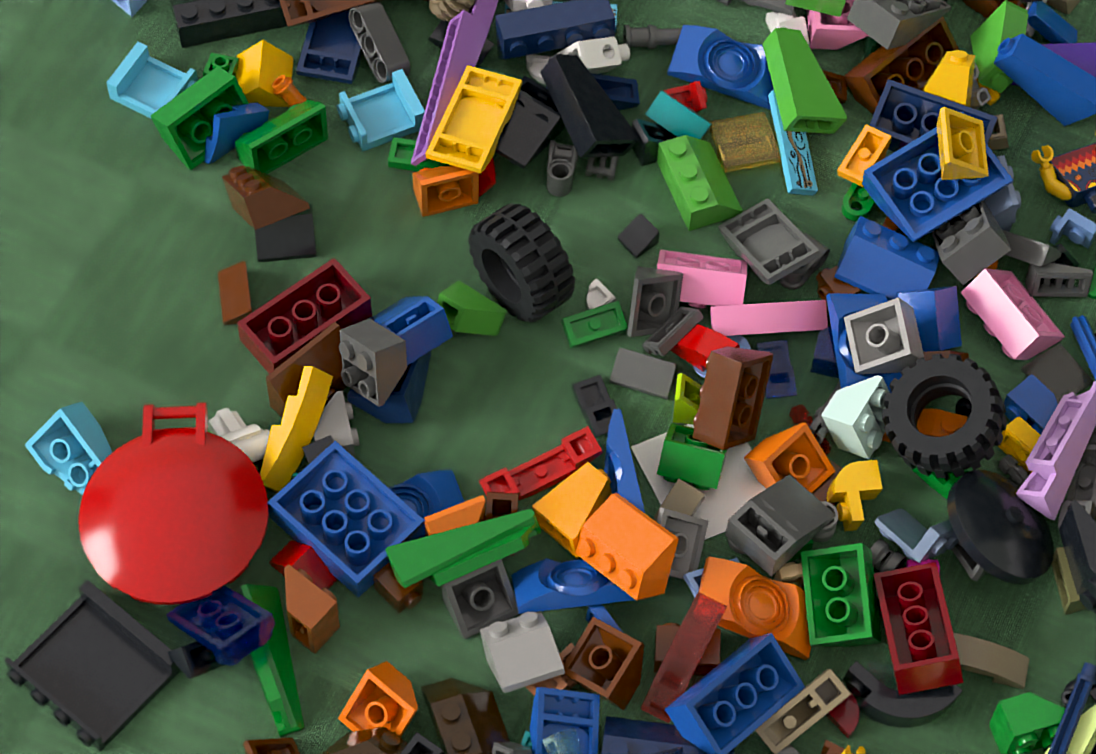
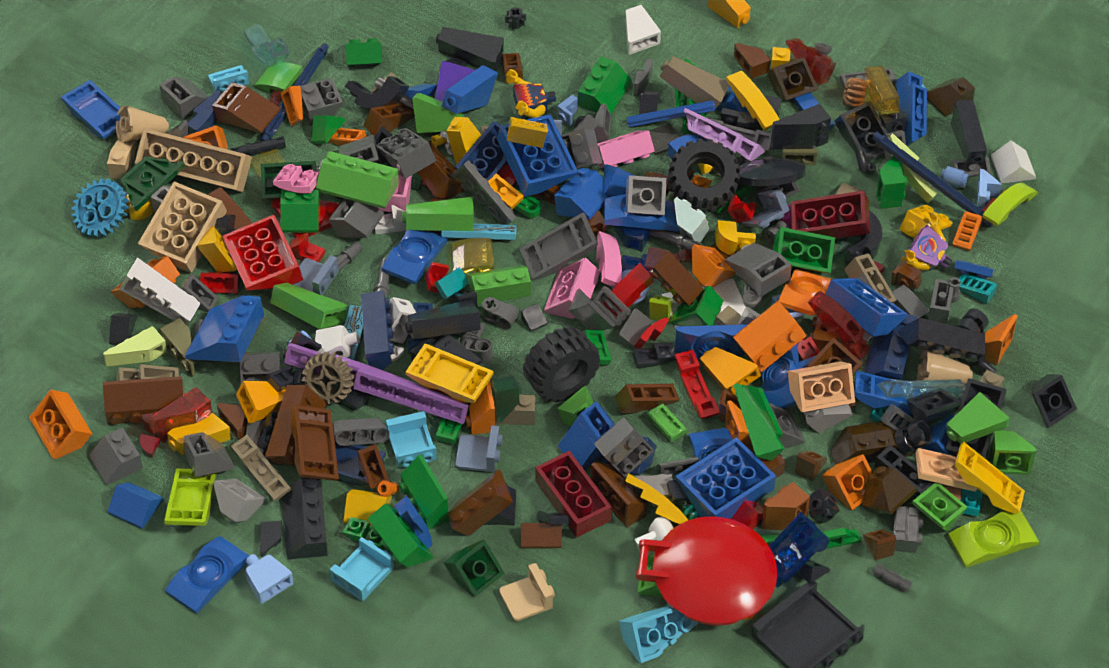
camera: 80 degrees left, 10 degrees down
(127, 287) = (528, 595): none -> tan bracket
(163, 214) = (474, 567): none -> dark green slope
(256, 296) = (553, 518): none -> black tile
(311, 62) = (372, 466): none -> reddish brown slope
(326, 666) = (822, 505): none -> black brick
(374, 196) = (479, 452): none -> sand blue bracket
(385, 456) = (676, 467): none -> dark grey slope
(416, 645) = (809, 464): none -> reddish brown slope
(454, 236) = (523, 413): none -> dark tan slope
(456, 199) = (505, 396): none -> clear green slope
(465, 435) = (666, 422): none -> bright green plate
(508, 403) = (643, 397): none -> reddish brown slope
(534, 630) = (822, 386): none -> light nougat slope
(636, 187) = (501, 314): none -> dark grey piece
(640, 398) = (651, 332): none -> red slope
(642, 620) = (807, 349): none -> red bracket
(852, 124) = (483, 192): none -> dark grey wing
(923, 499) = (741, 211): none -> red panel

